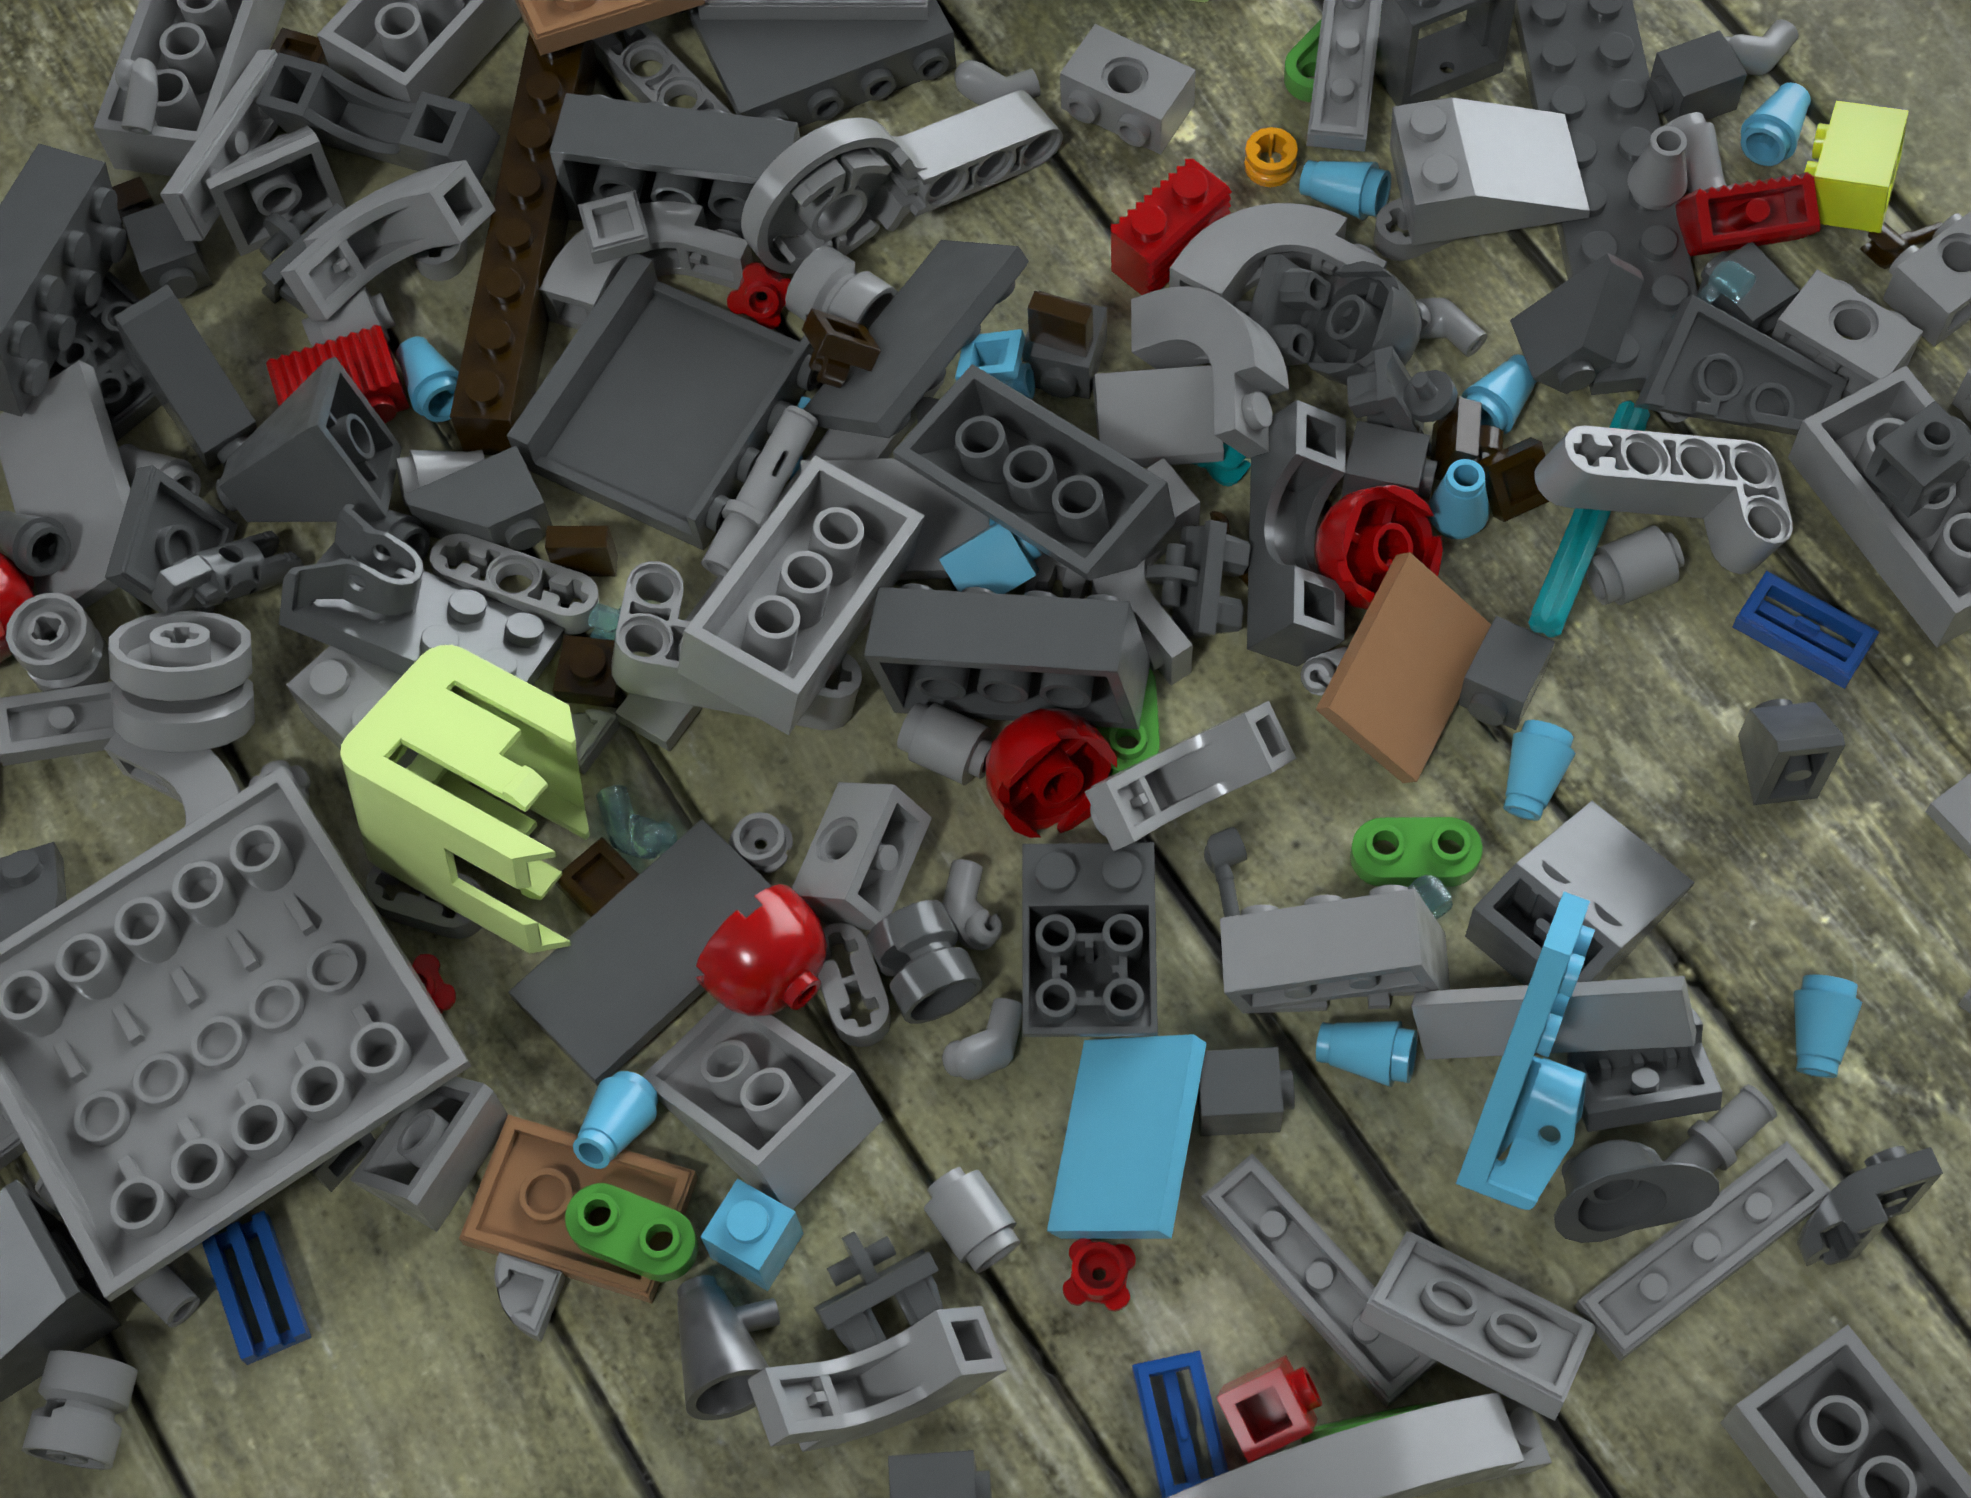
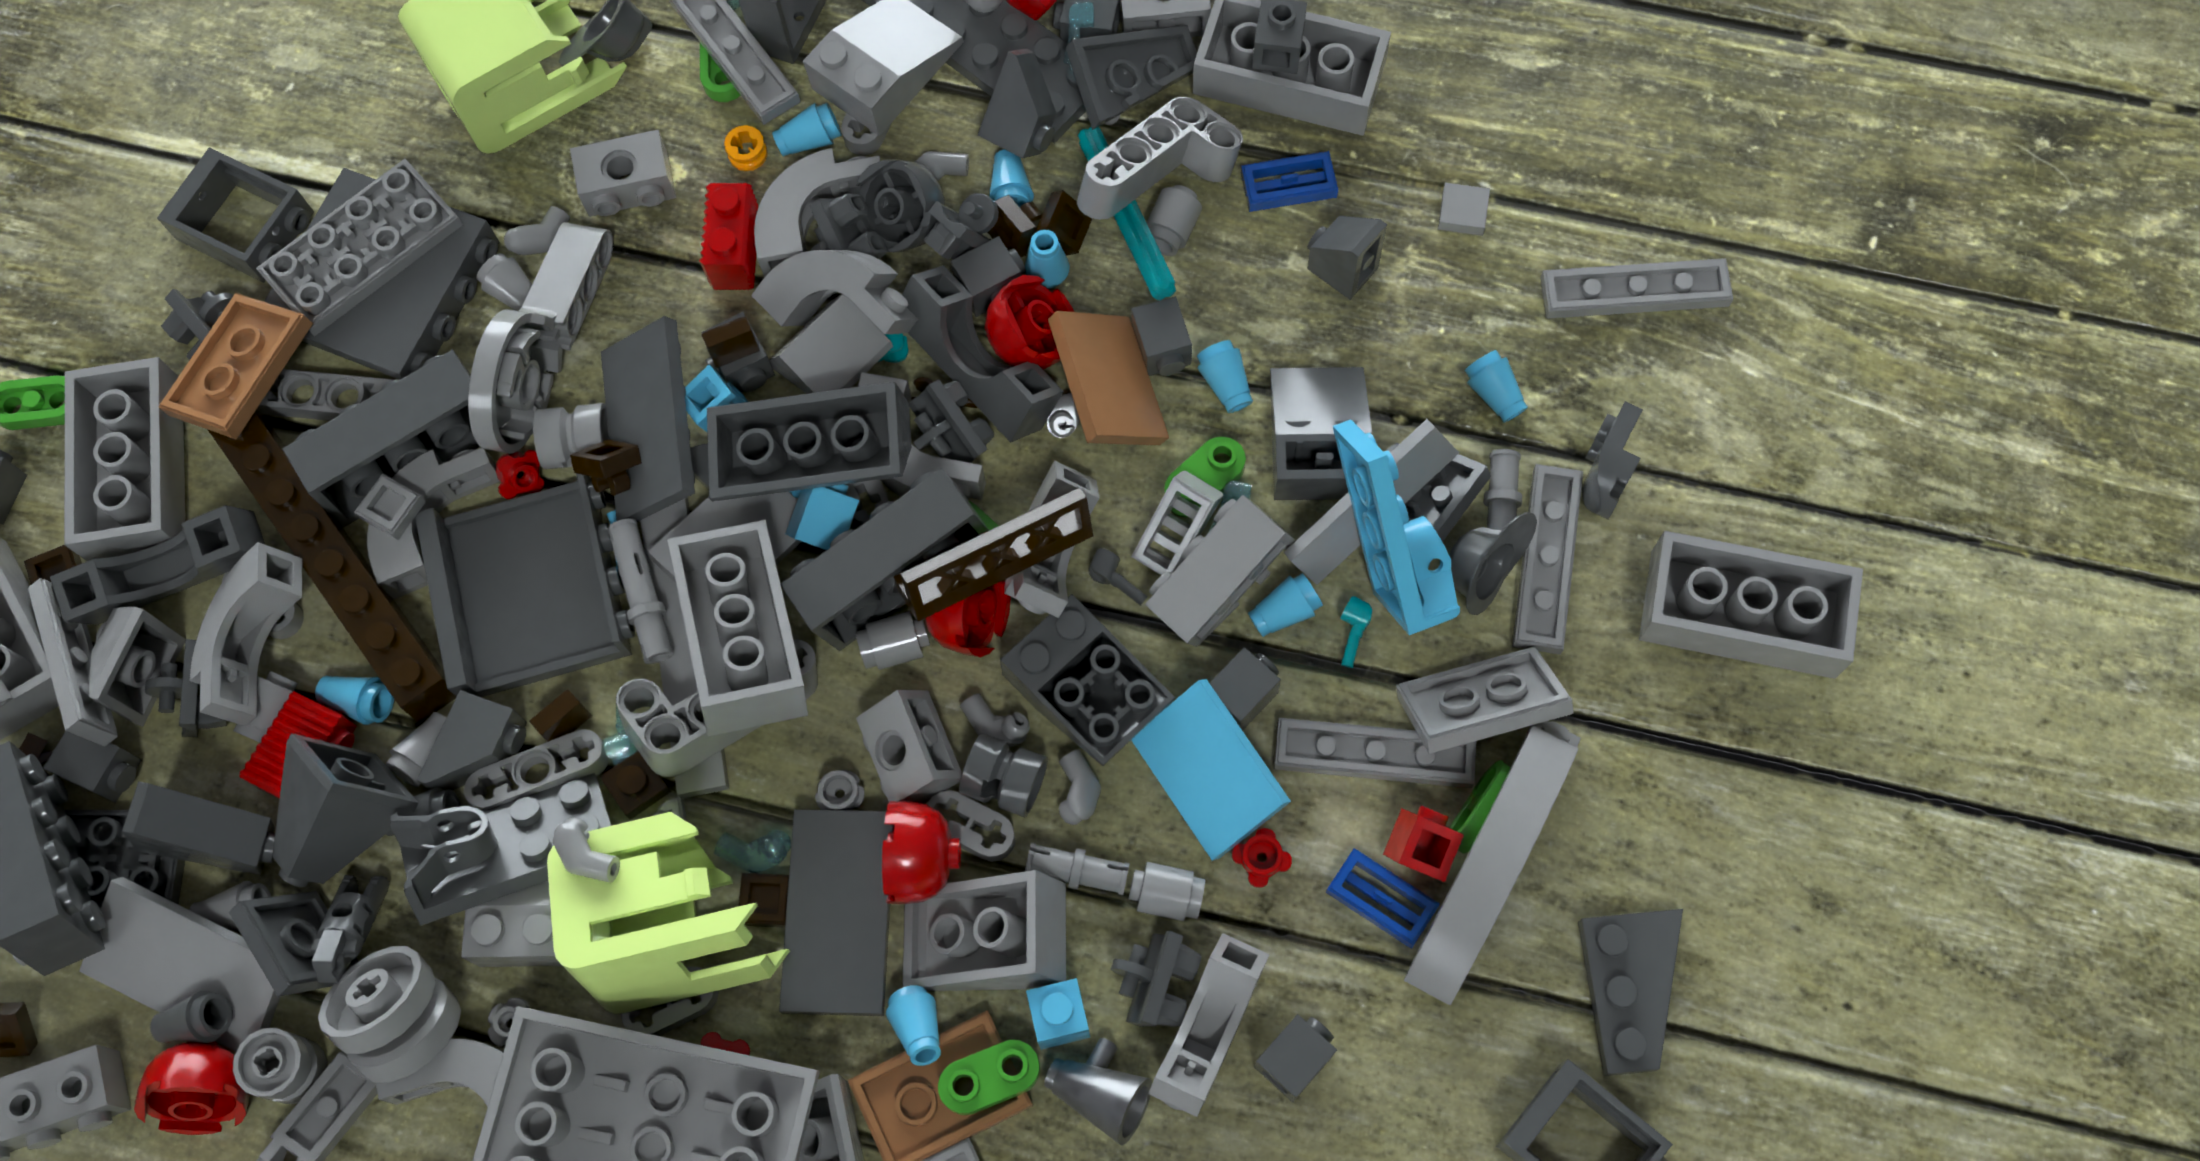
camera: 45 degrees left, 5 degrees up
(447, 668) = (576, 855): none -> light grey arm
(908, 1116) = (1078, 868): none -> light grey pin
(920, 100) = (504, 280): none -> light grey cone
(1106, 733) = (995, 555): none -> dark brown fence
(1372, 852) = (1197, 491): none -> light grey slope
(1437, 1131) = (1358, 614): none -> teal hand

